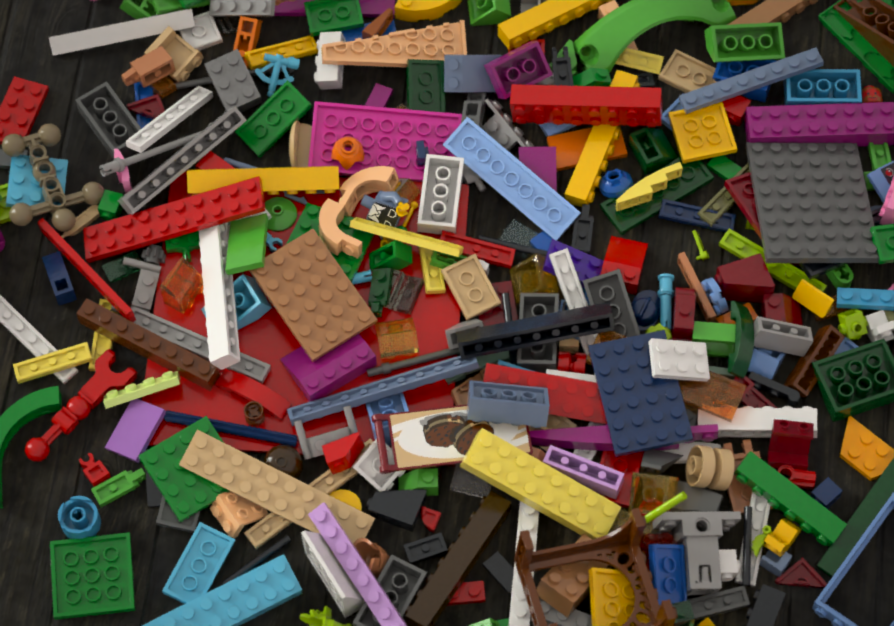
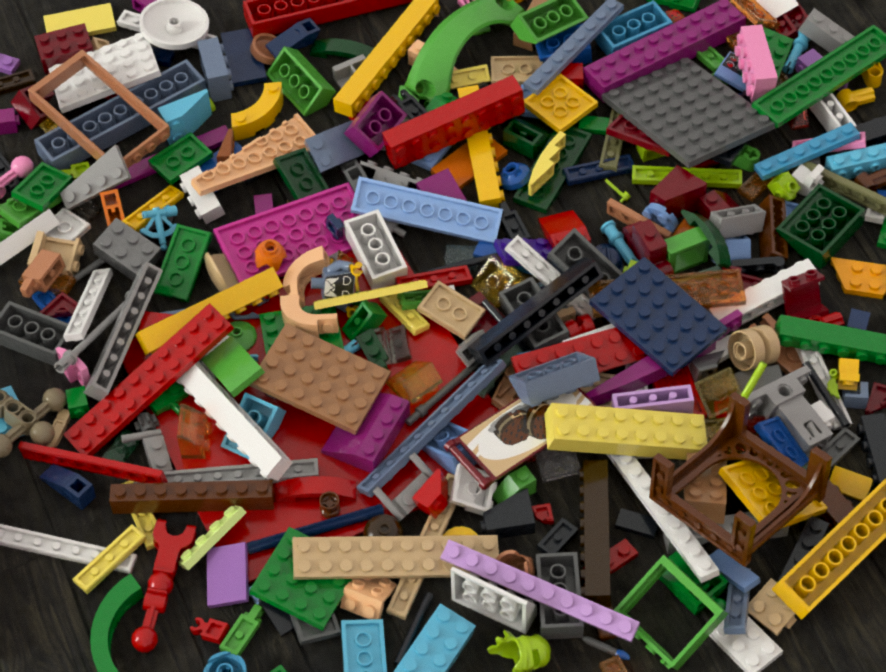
camera: 30 degrees left, 10 degrees down
(679, 360) = (673, 272): white plate -> none
(813, 298) = (740, 182): yellow slope -> none

